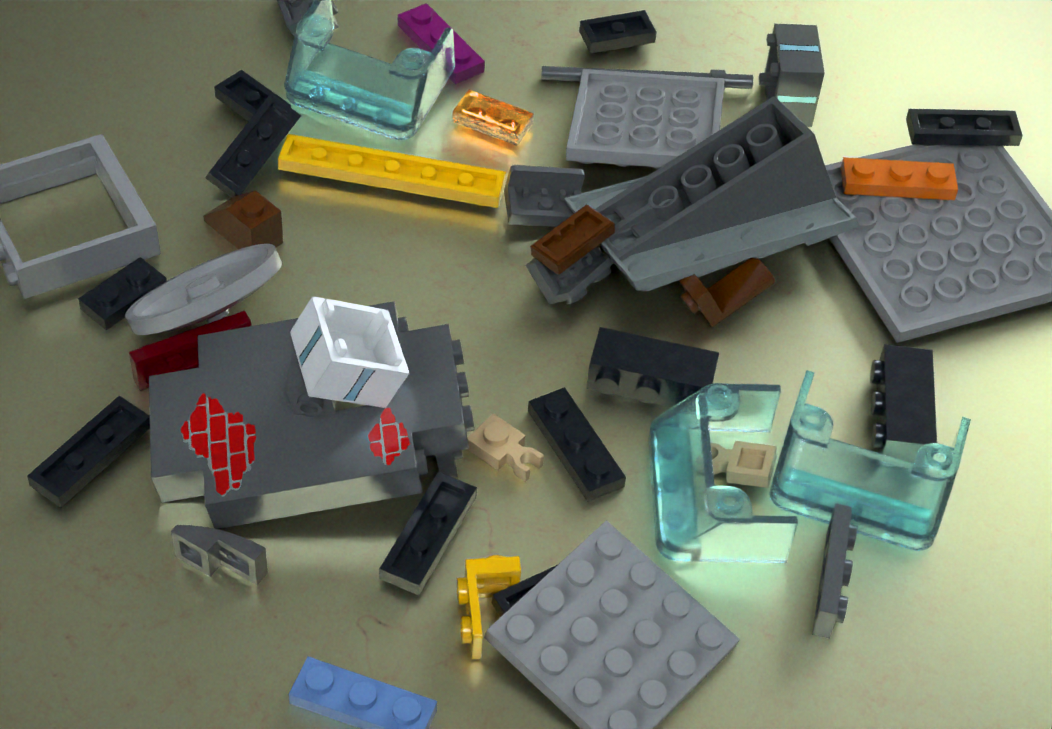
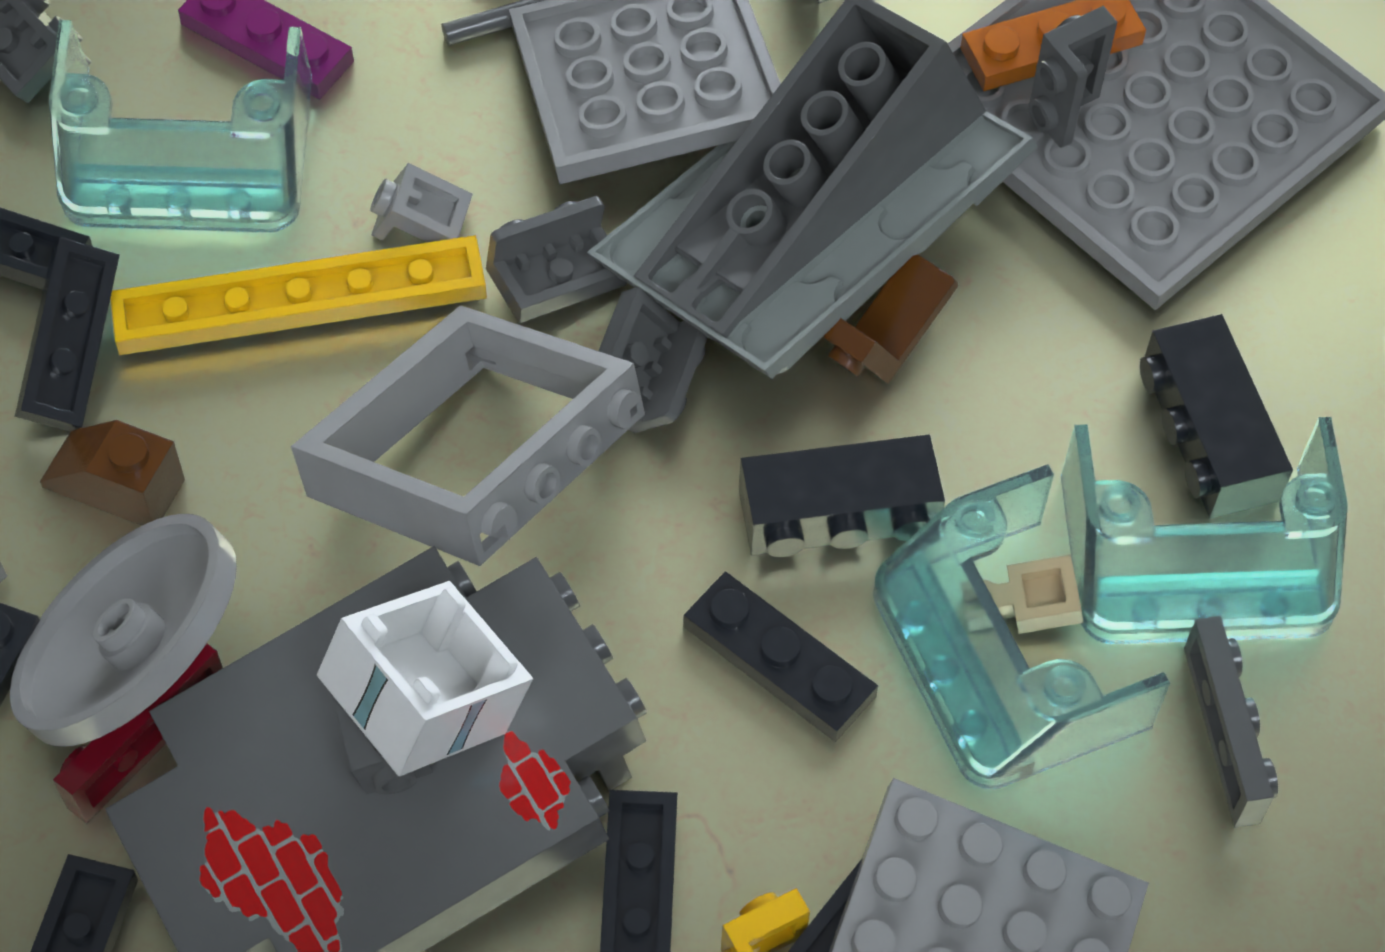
camera: 20 degrees left, 10 degrees up
(376, 249) = (342, 449): none -> light grey window
(482, 148) = (420, 206): none -> light grey bracket
(493, 117) = (392, 139): clear orange plate -> none
(500, 444) = (677, 702): tan plate -> none
(572, 239) = (647, 320): reddish brown plate -> none
(896, 190) = (1070, 72): none -> dark grey bracket

